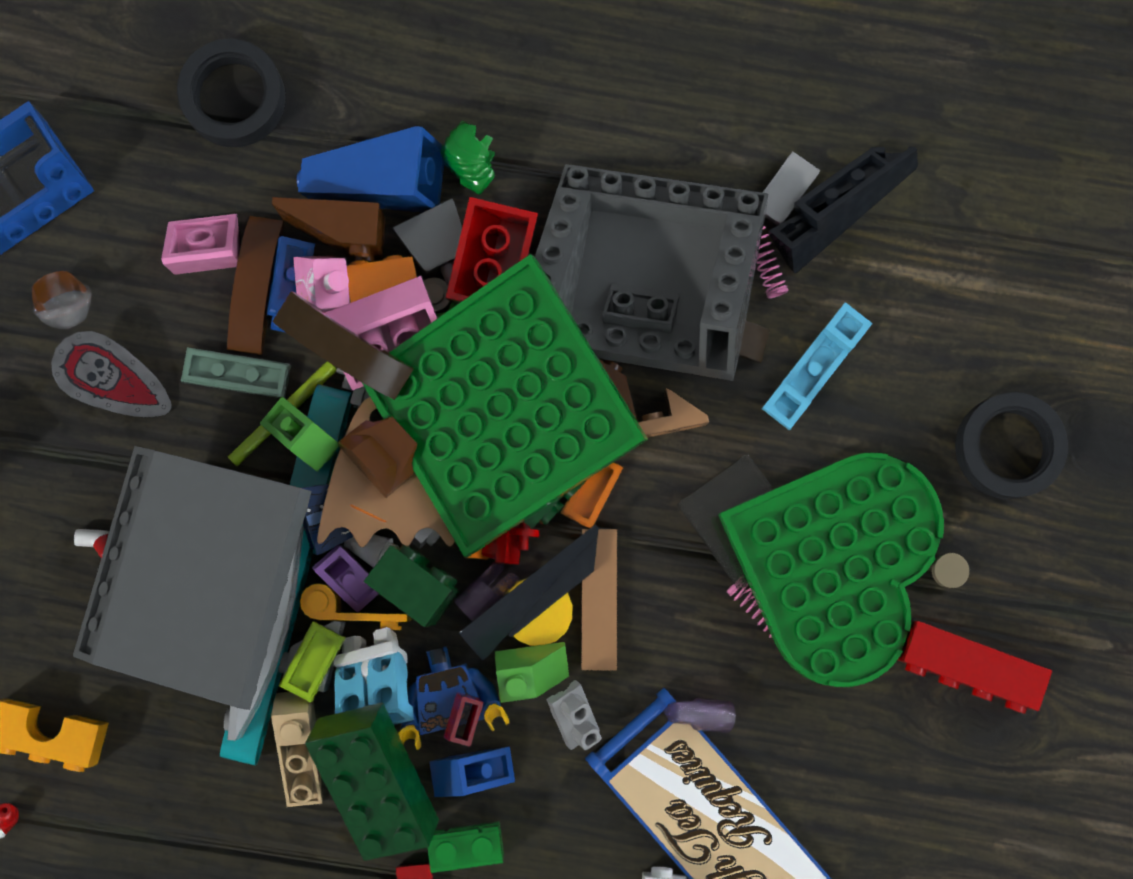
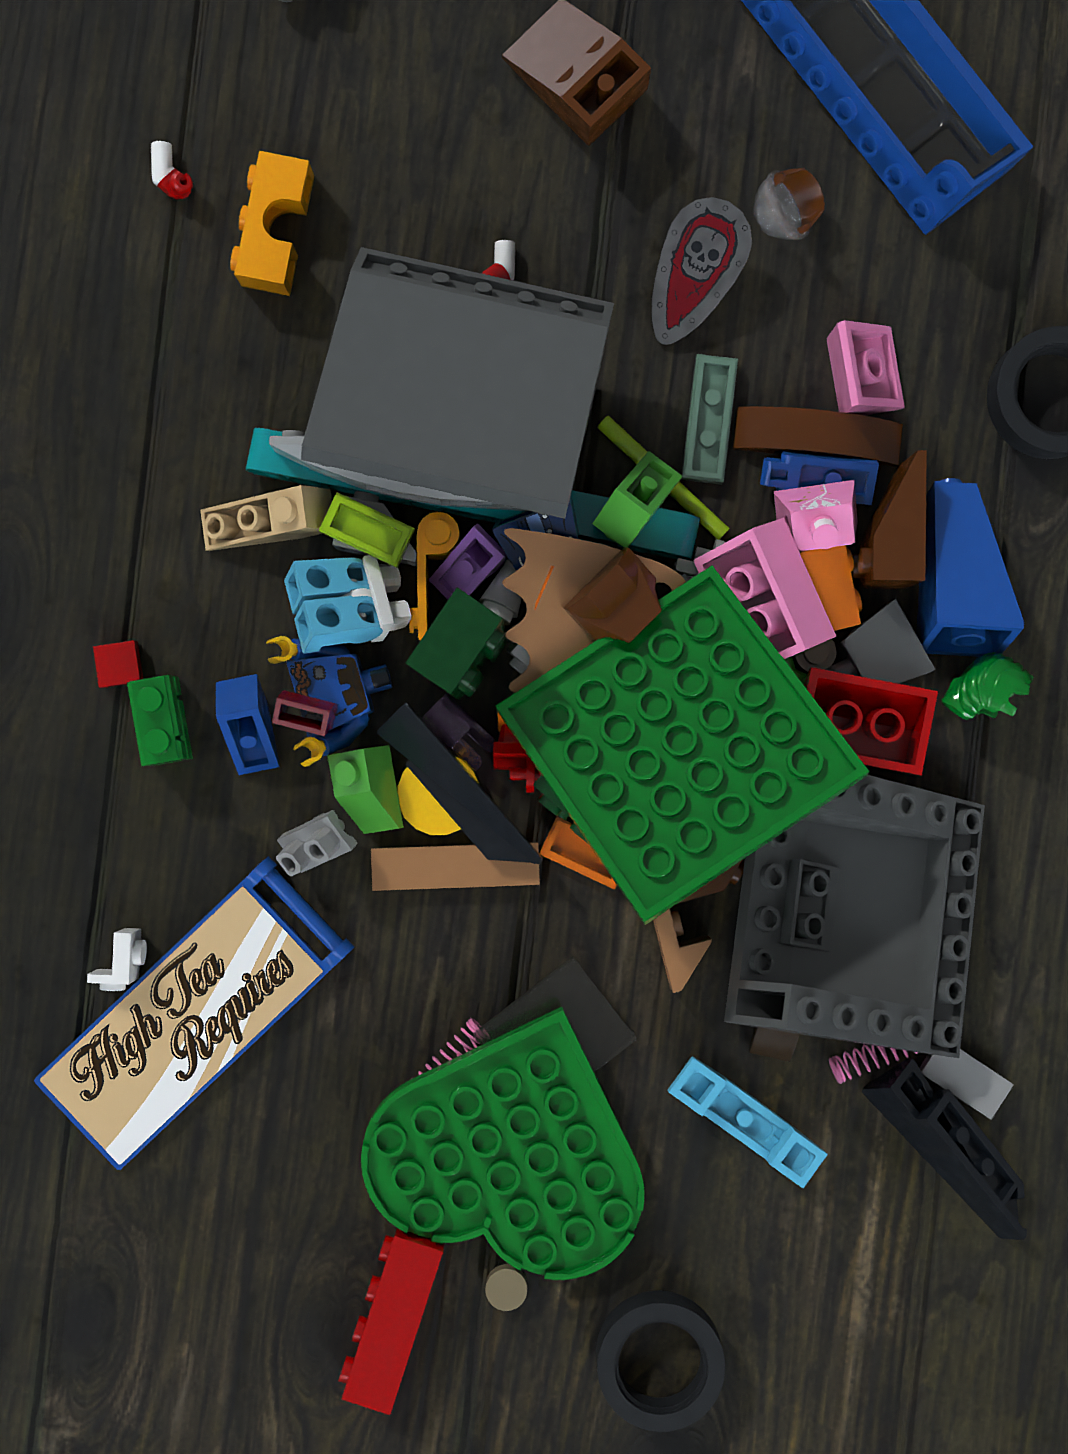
camera: 90 degrees right, 5 degrees up
(341, 346) = (744, 545): dark brown slope -> none
(372, 781) = (228, 609): dark green brick -> none
(703, 714) = (323, 996): clear purple hinge -> none

